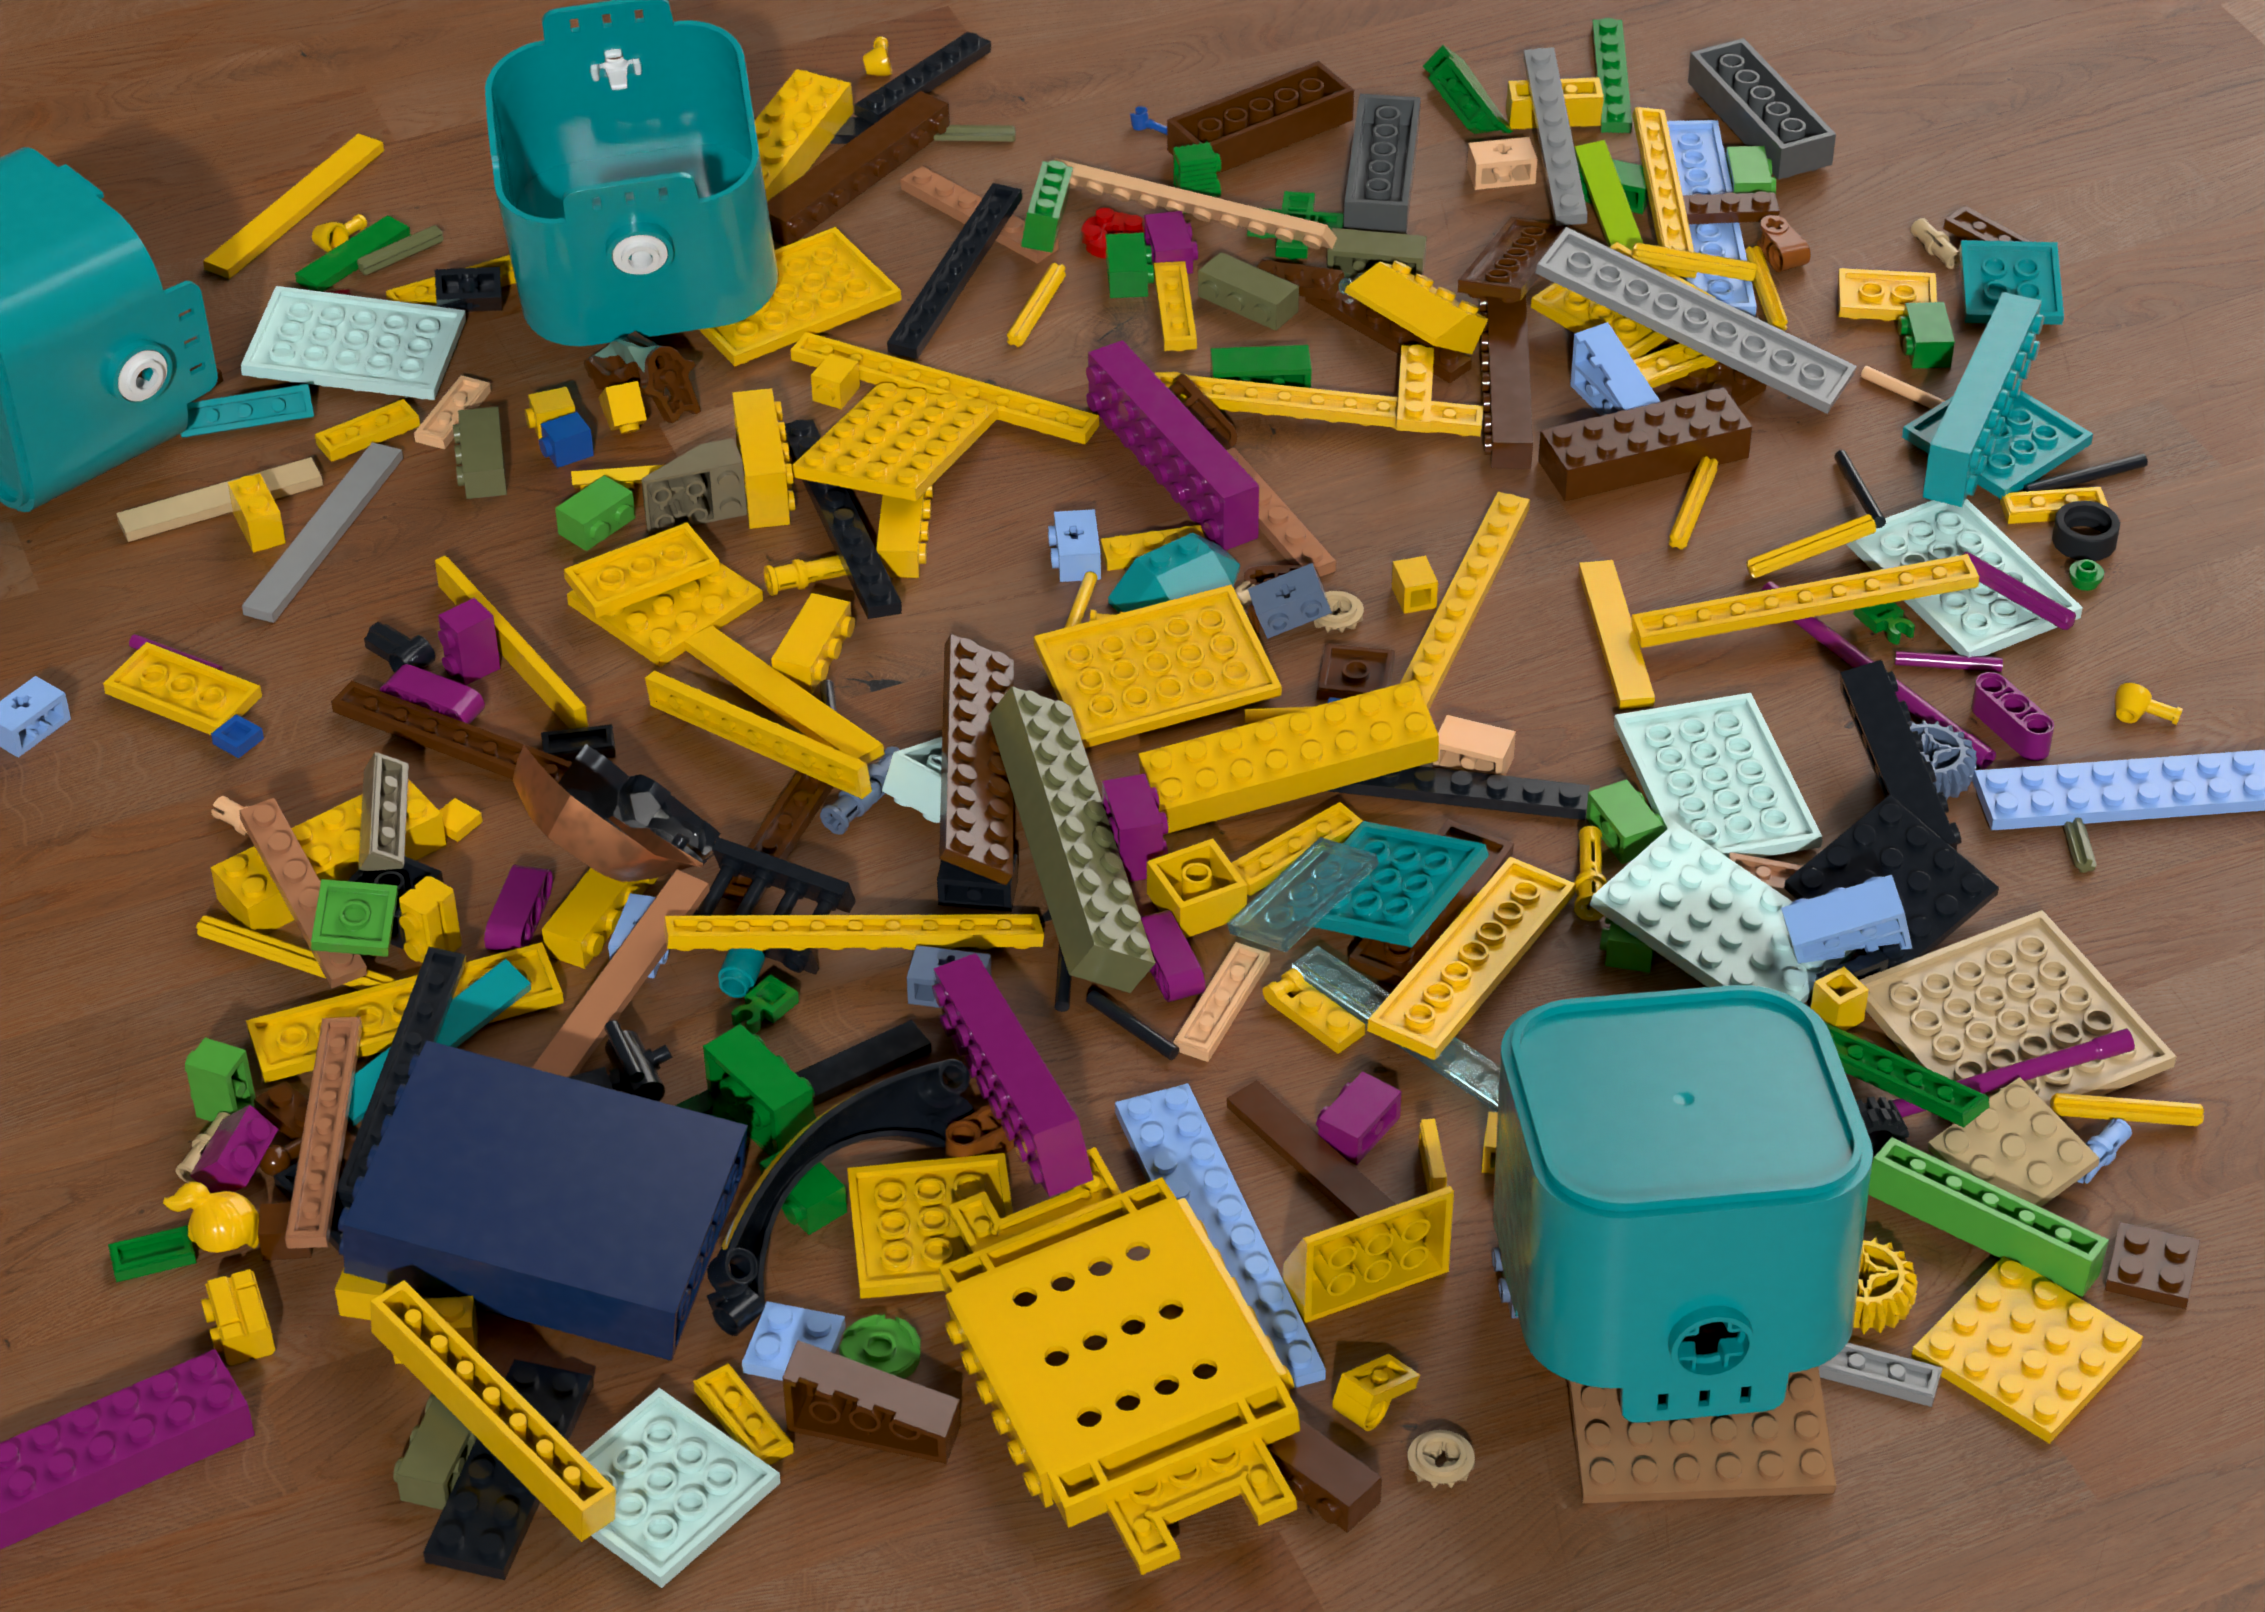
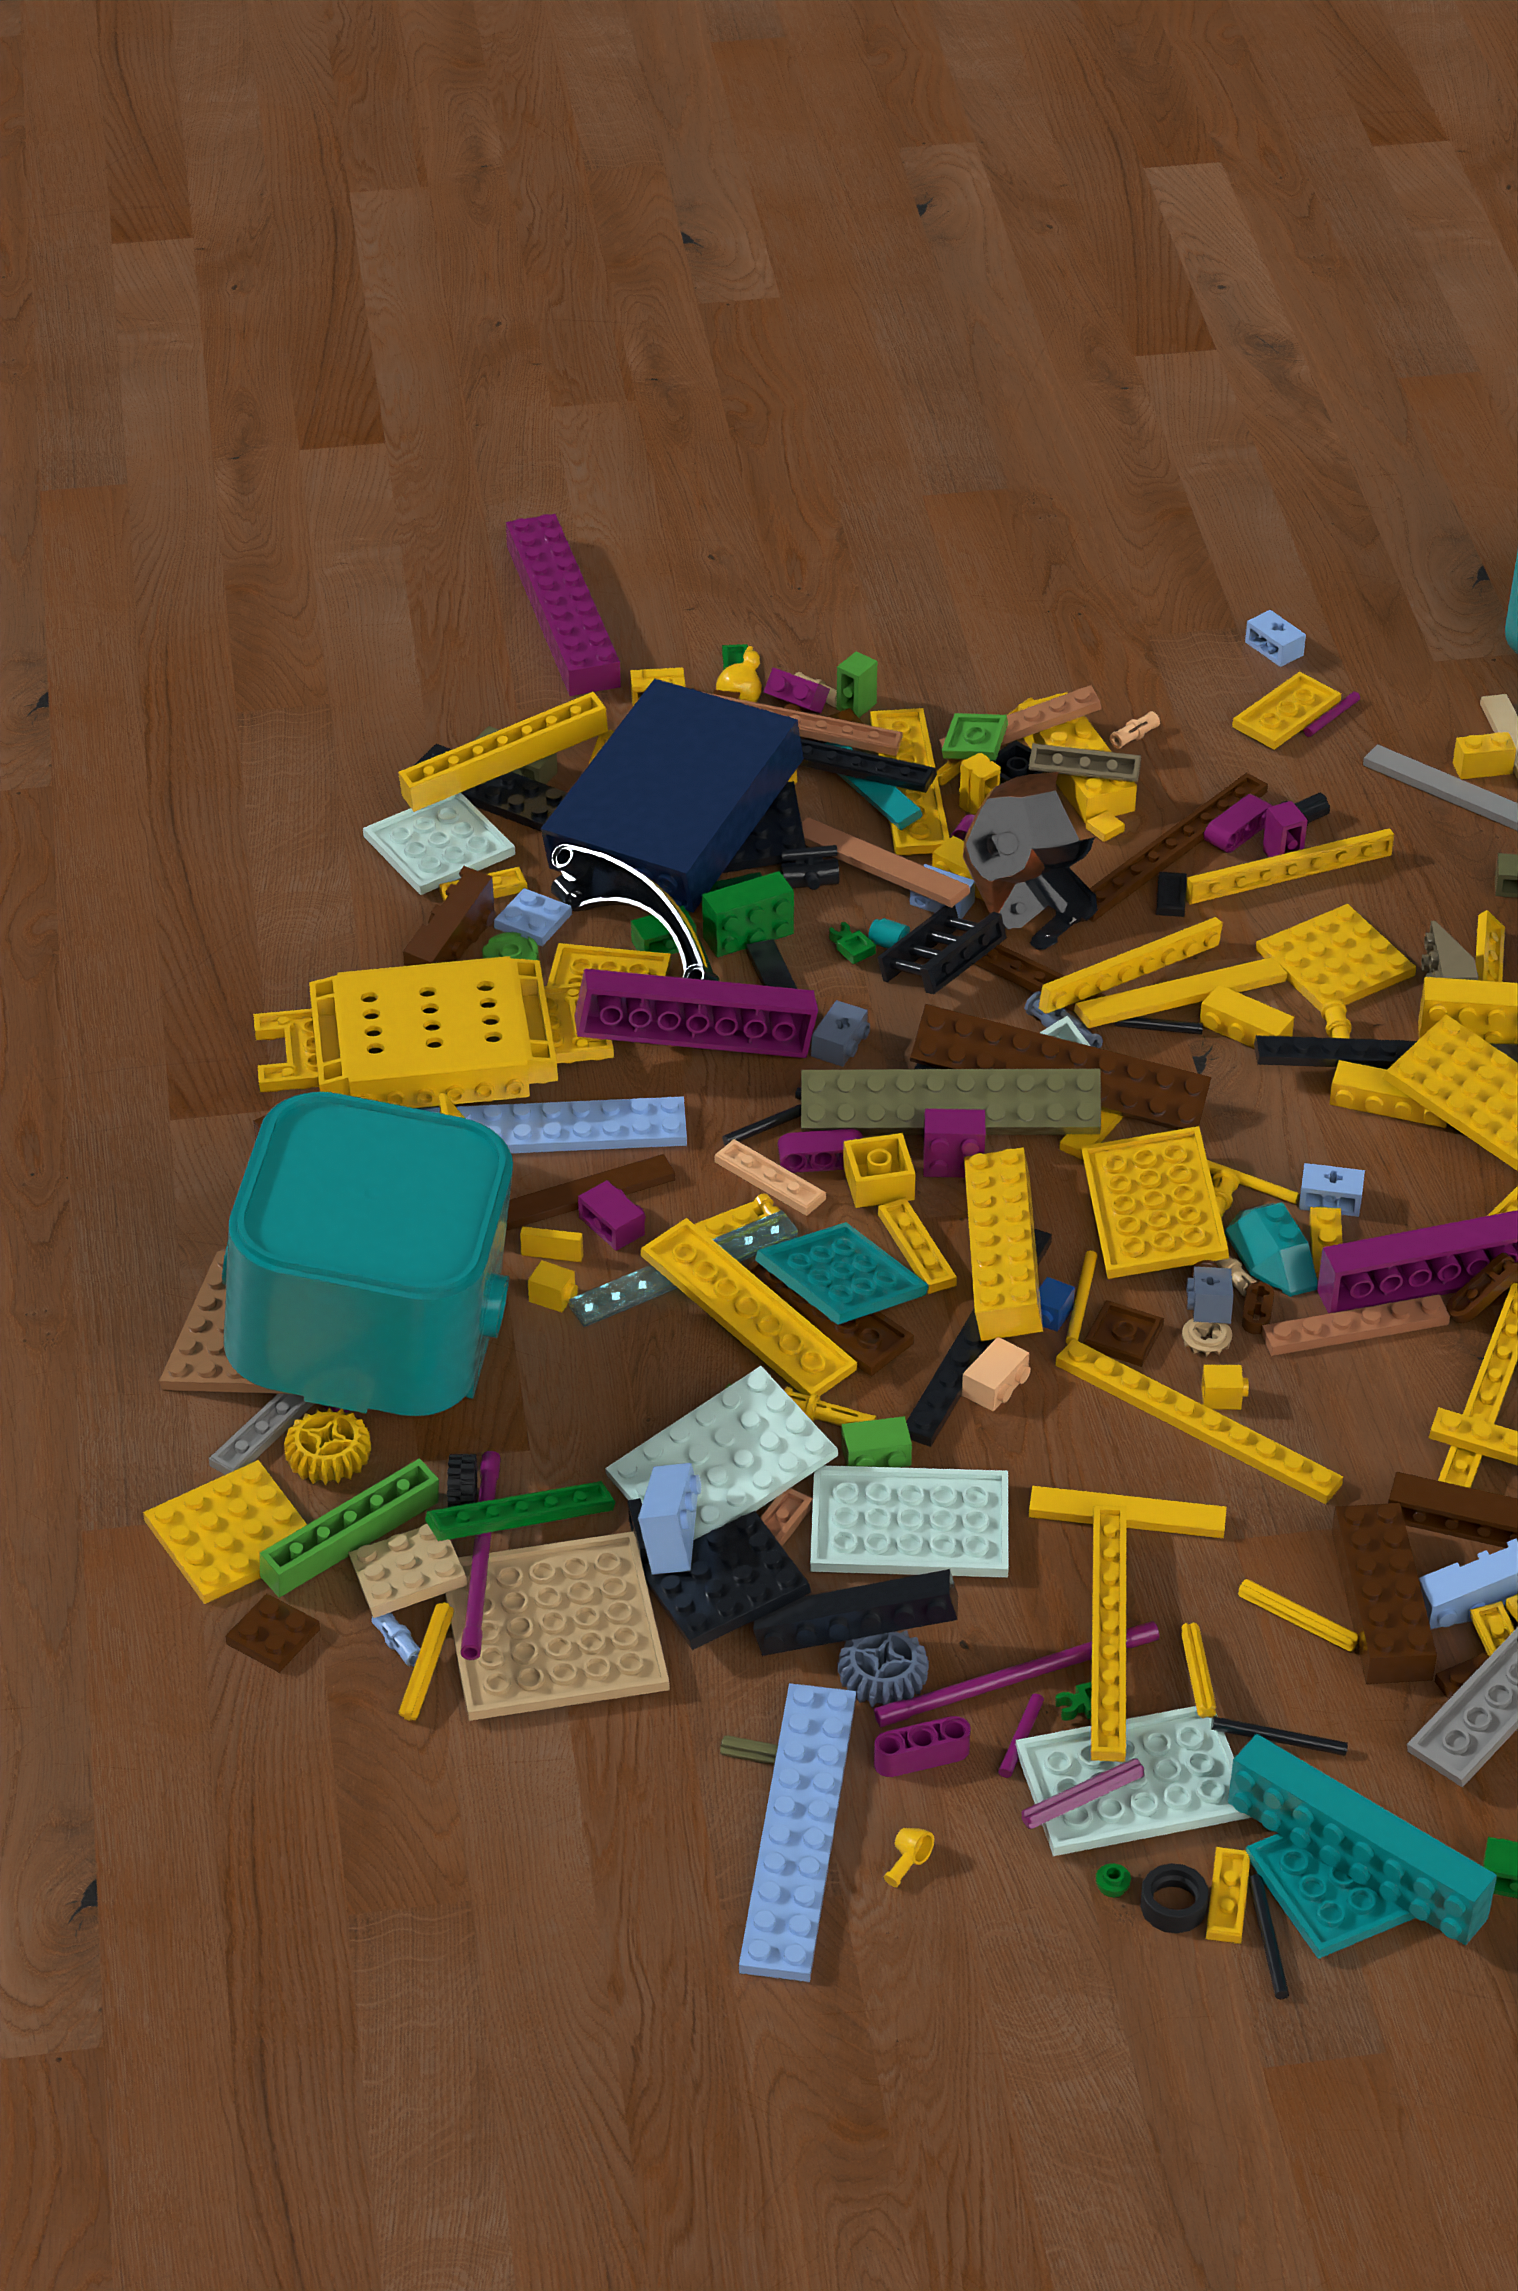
camera: 105 degrees right, 0 degrees up
(237, 736) = (1226, 731): blue plate -> none
(595, 513) = (1448, 918): bright green brick -> none
(641, 570) = (1348, 931): yellow plate -> none
(852, 931) = (890, 968): yellow plate -> none
(1302, 894) = (851, 1226): clear light blue tile -> none
(1840, 999) = (610, 1509): yellow brick -> none
(1900, 387) = (1457, 1822): light nougat bar -> none

